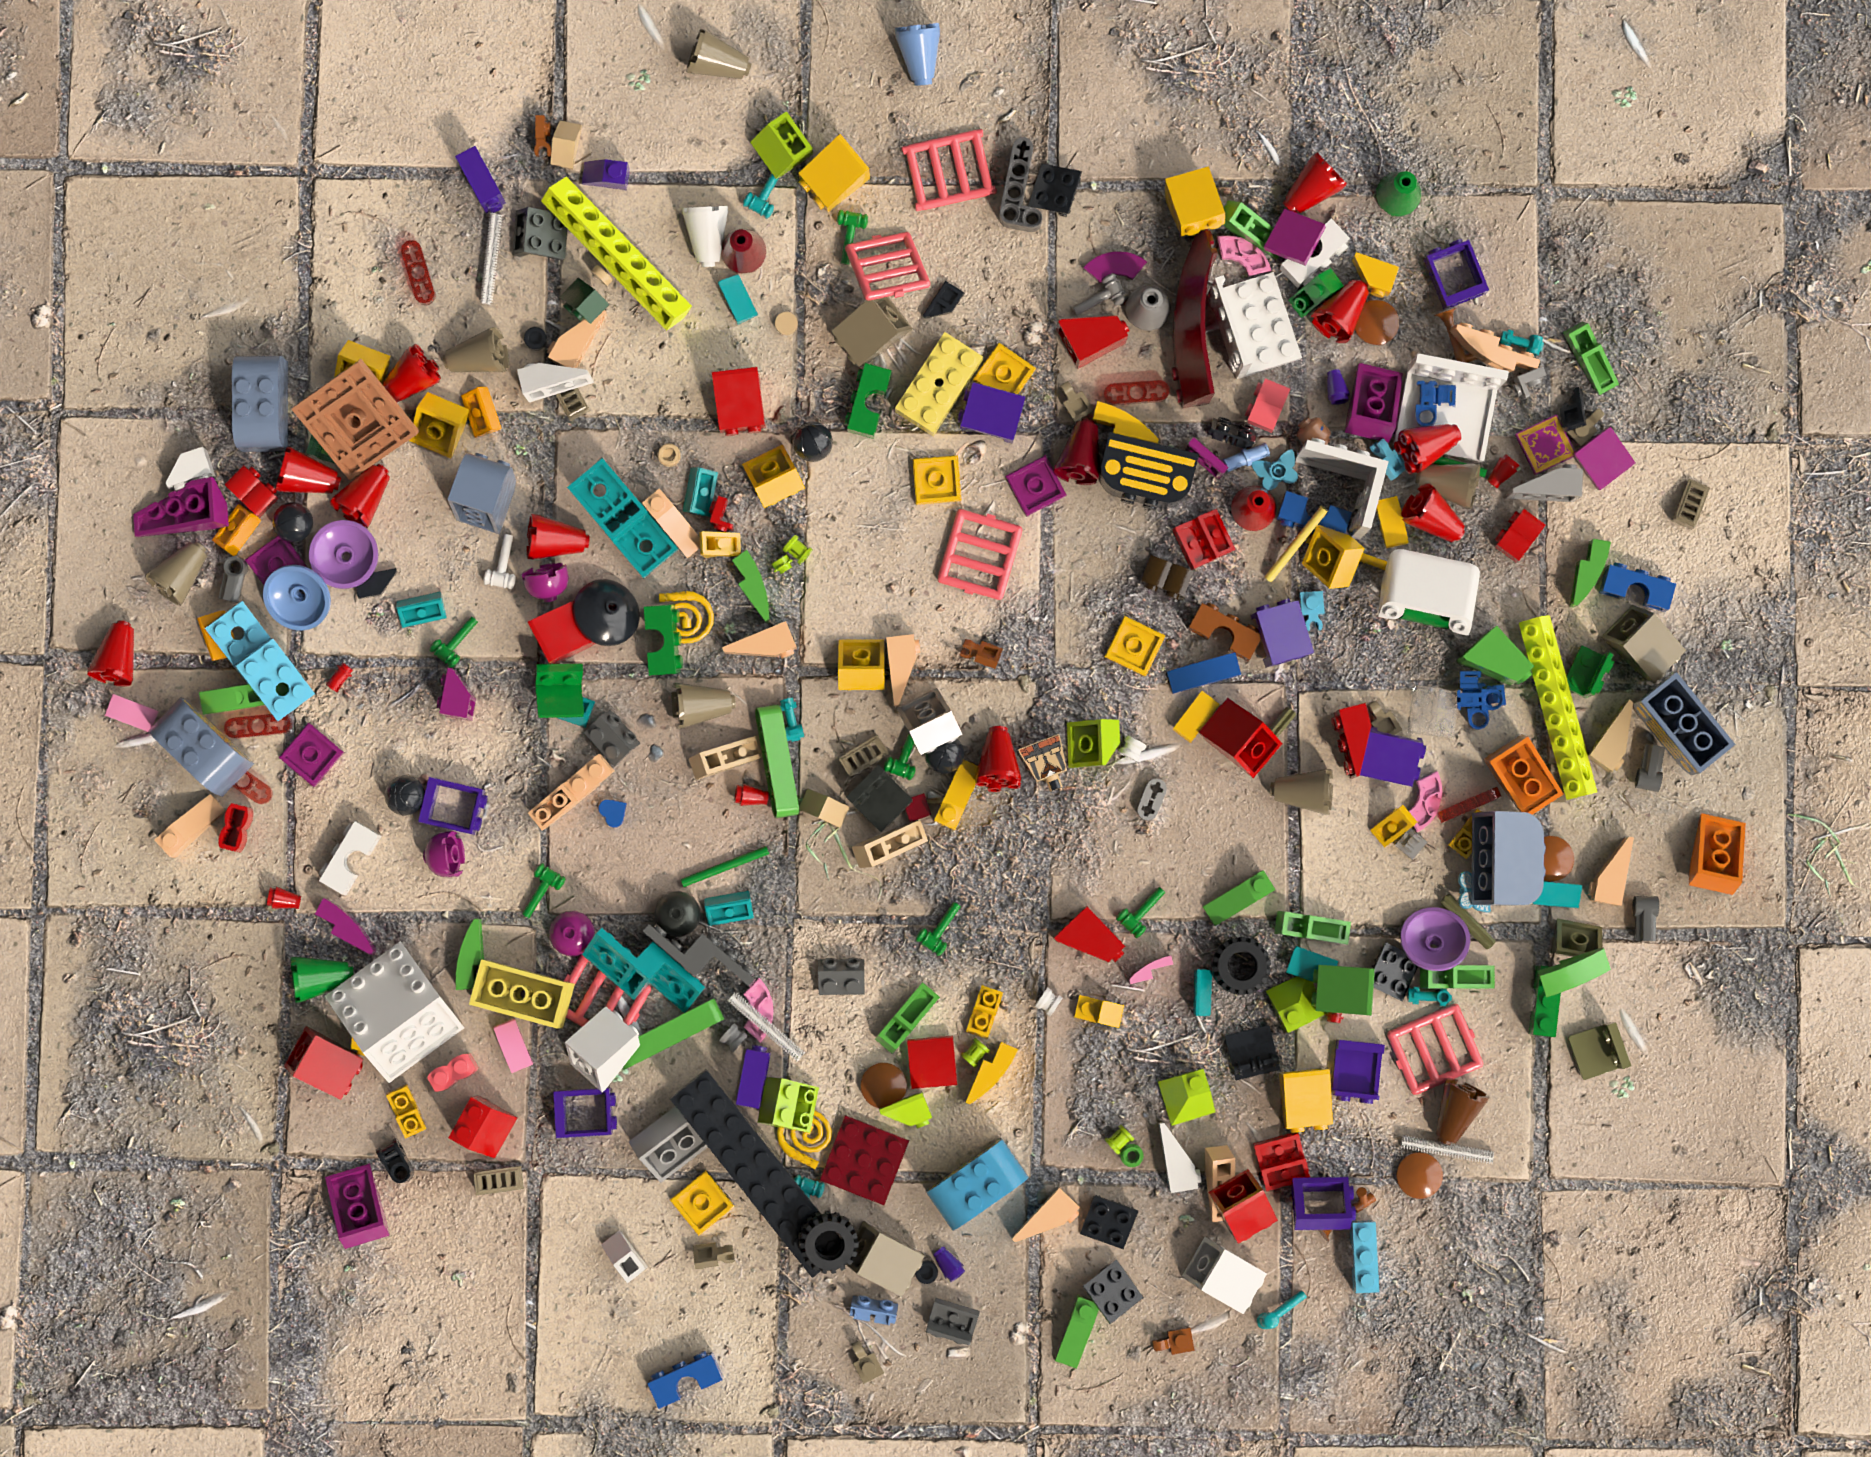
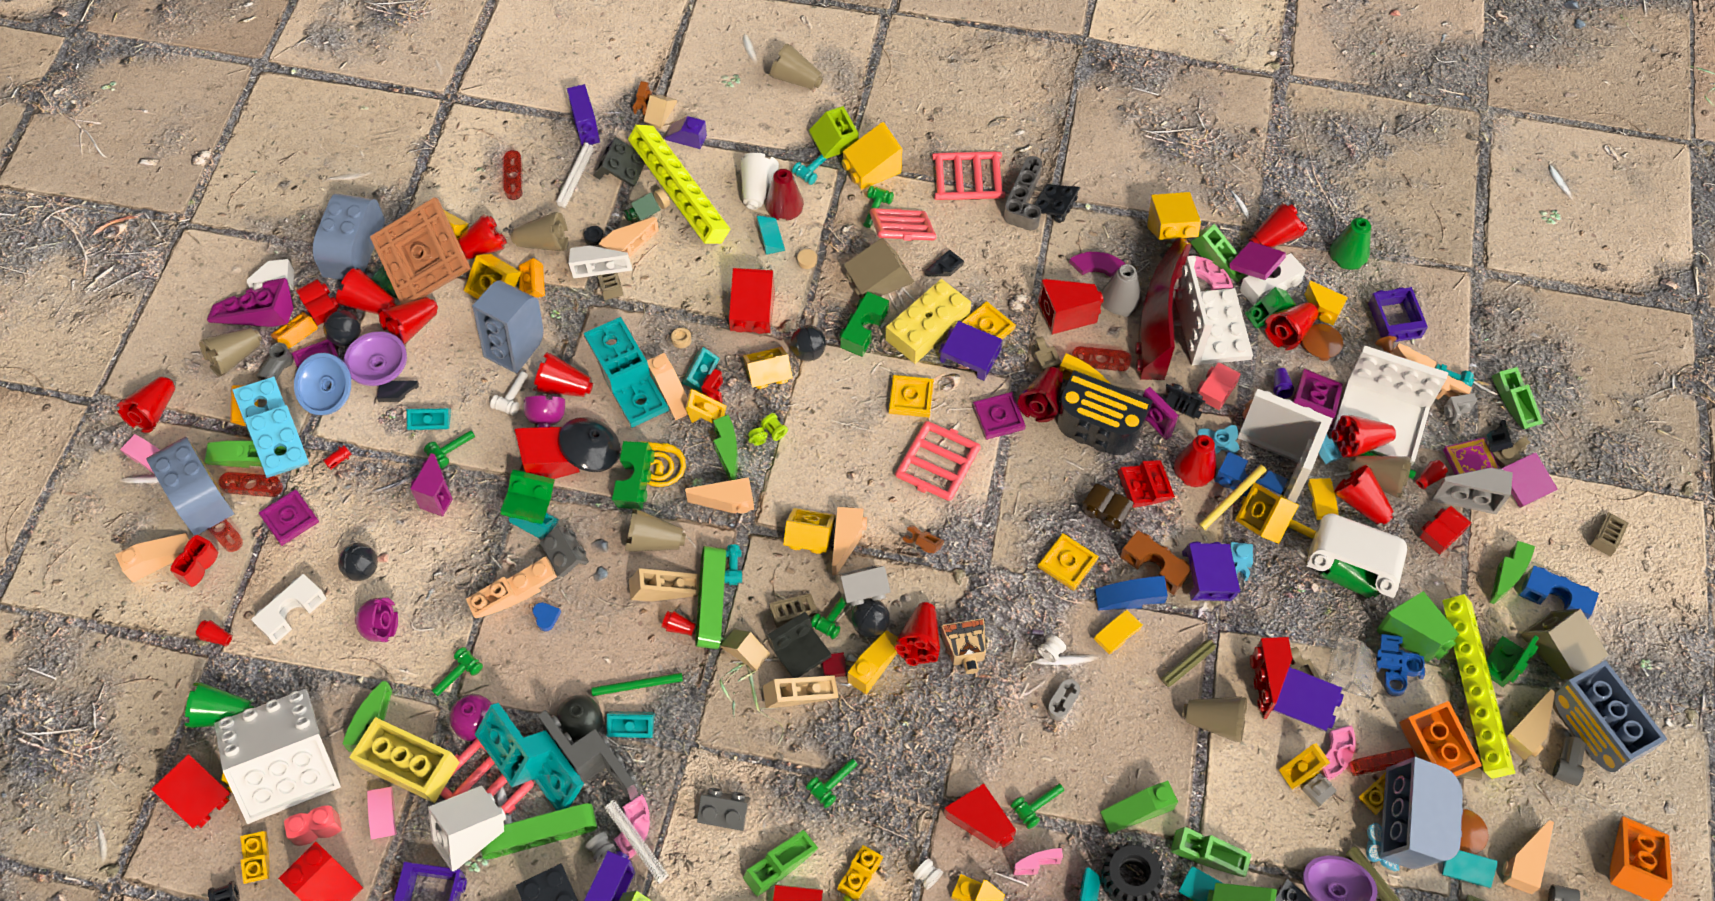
camera: 15 degrees right, 25 degrees down
(345, 926) = (260, 667): magenta slope -> none
(430, 800) = (381, 570): dark purple window -> none
(919, 50) = (960, 87): medium blue cone -> none
(1092, 742) = (1014, 632): lime slope -> none
(1113, 290) = (1092, 277): light grey piece -> none
(1240, 737) = (1160, 654): red slope -> none
(1246, 457) = (1195, 423): light blue pin -> none
(1433, 395) = (1369, 401): blue piece -> none

